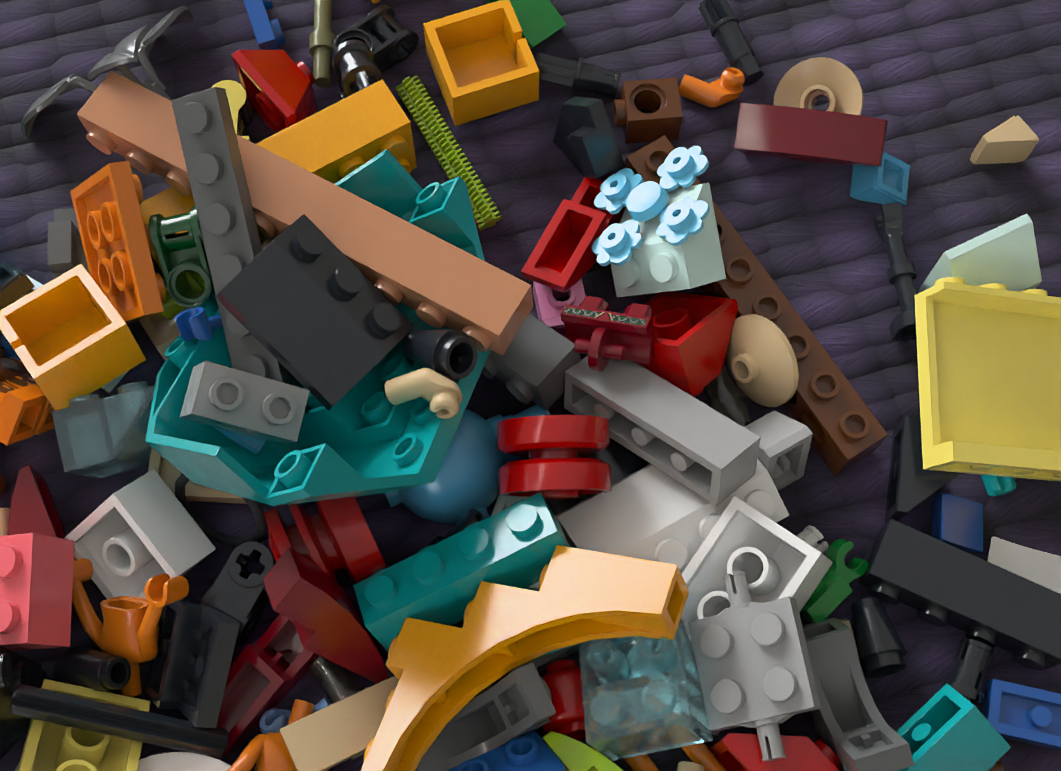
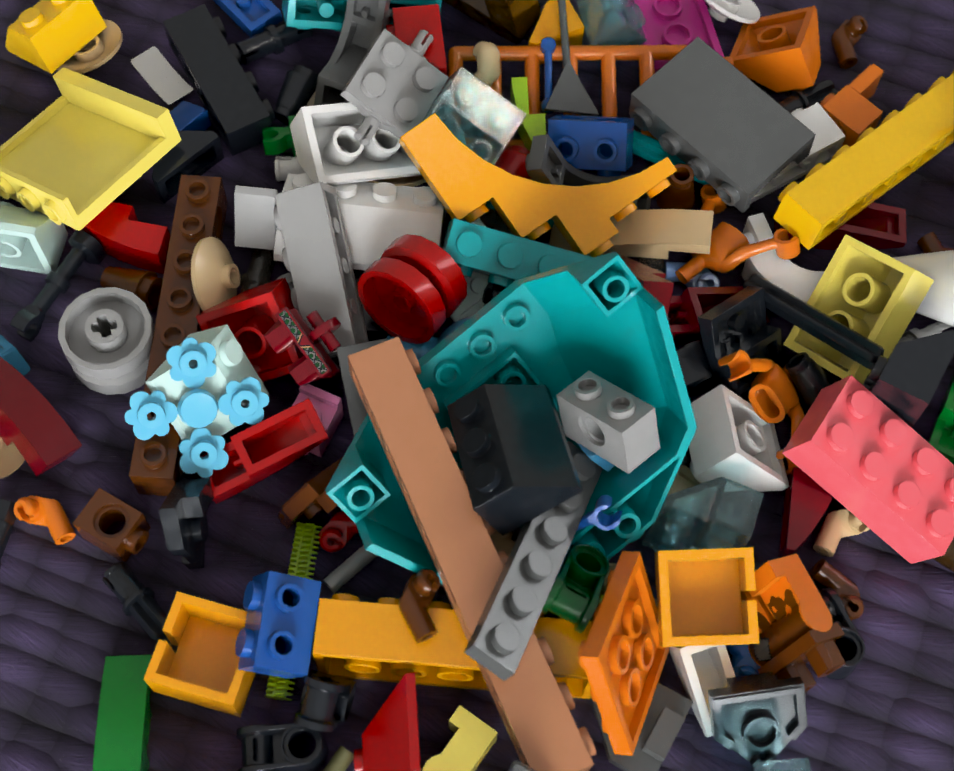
camera: 145 degrees left, 5 degrees down
(321, 156) = (416, 601): none -> reddish brown arm
(425, 383) = (472, 345): tan arm -> none
(430, 89) = (278, 625): none -> blue brick
(443, 351) = (444, 367): black cone -> none
(500, 227) = (309, 498): none -> reddish brown plate
(803, 242) = (107, 339): none -> light grey wheel
(835, 317) = (142, 283): none -> reddish brown cone
(879, 354) = (128, 239): none -> red slope

